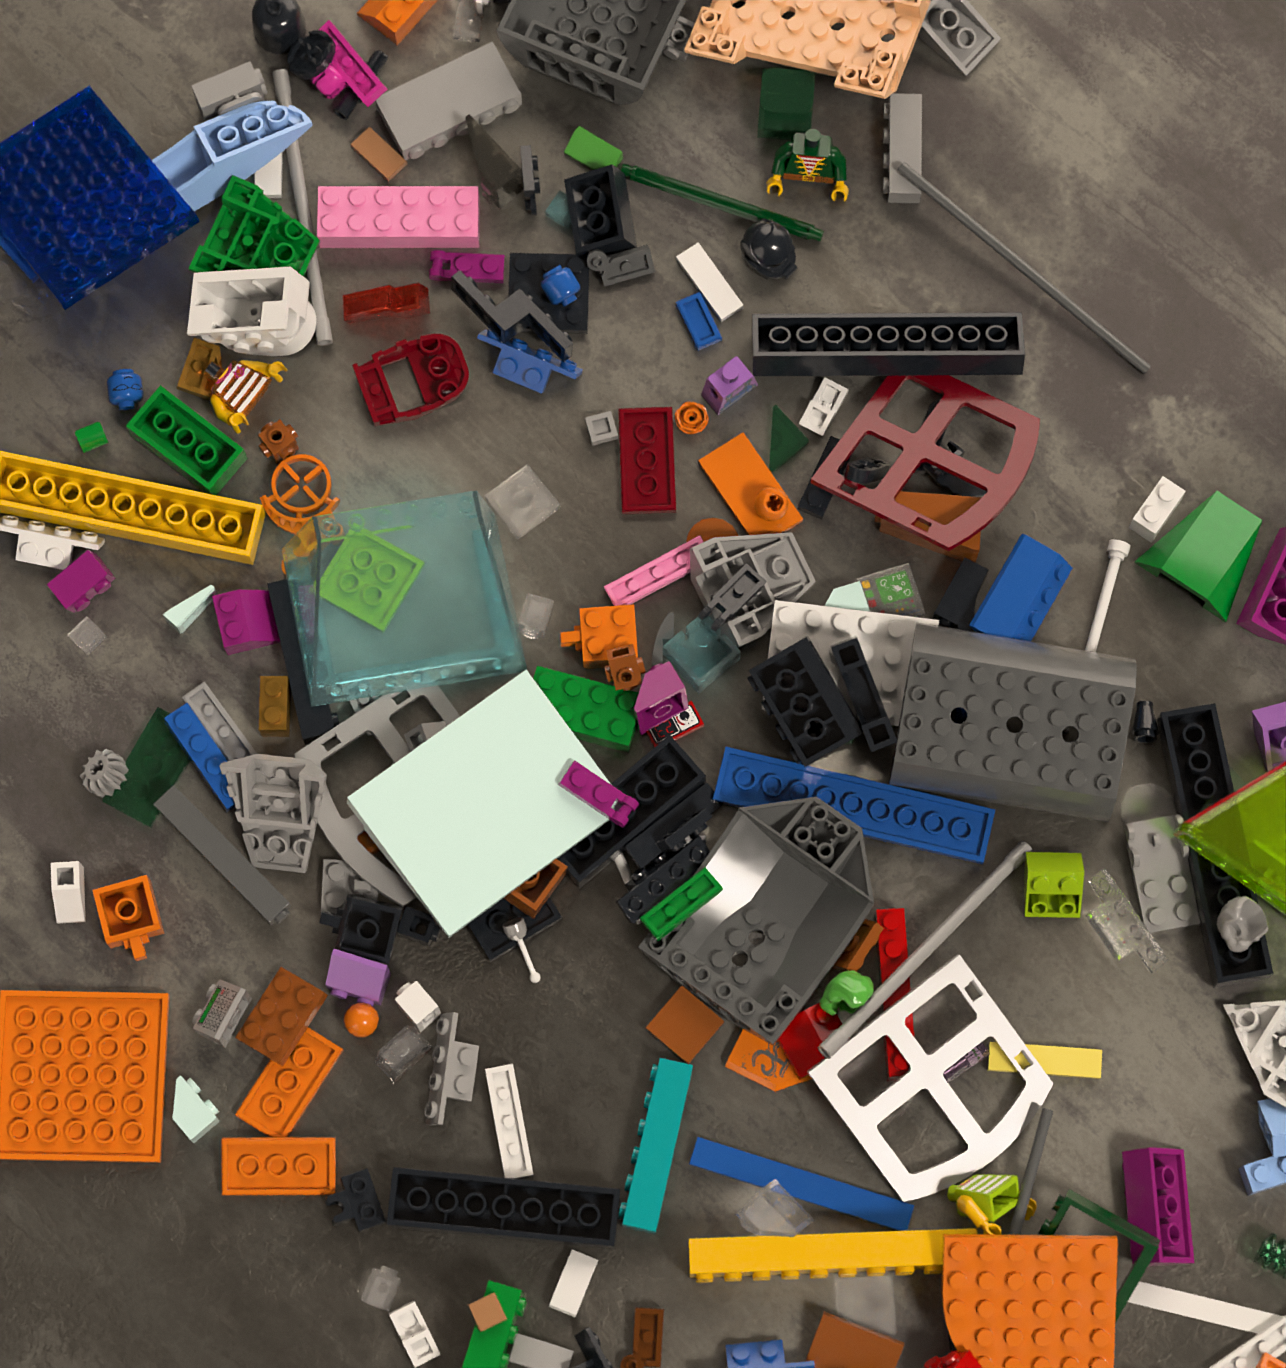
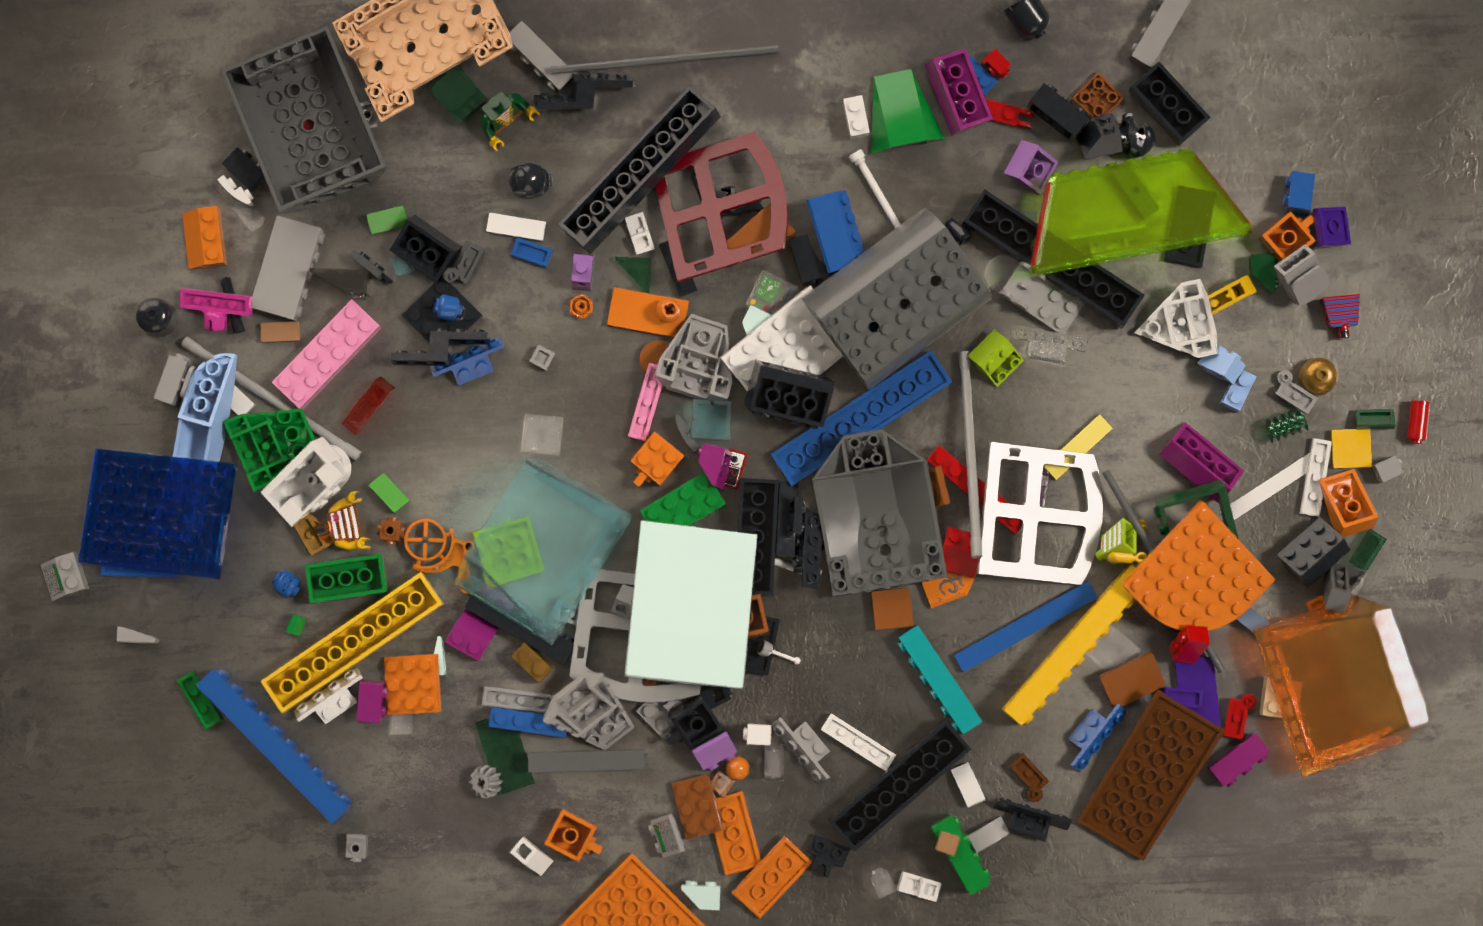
camera: 45 degrees left, 10 degrees up
(138, 606) = (412, 684): none -> orange plate
(311, 54) = (192, 316): black tile -> none
(315, 406) = (389, 493): none -> bright green slope
(330, 1019) = (721, 783): none -> medium nougat tile
(437, 369) = (430, 412): dark red slope -> none
(480, 267) = (387, 344): magenta plate -> none
(535, 616) = (611, 486): clear brick -> none
(597, 793) = (738, 544): magenta plate -> none
(624, 668) = (684, 468): dark orange brick -> none
(647, 460) = (581, 350): dark red tile -> none
(681, 904) = (832, 554): green tile -> none
(720, 201) = (478, 179): dark green piece -> none
(734, 595) = (699, 376): hinge -> none
(773, 1213) = (1030, 655): clear slope -> none
(846, 992) = (956, 514): bright green hair -> none
(863, 693) = (815, 361): black arch -> none
(866, 470) = (697, 246): black beam -> none
(912, 216) = (582, 90): none -> black bracket
(1241, 923) = (1107, 287): light grey hair -> none

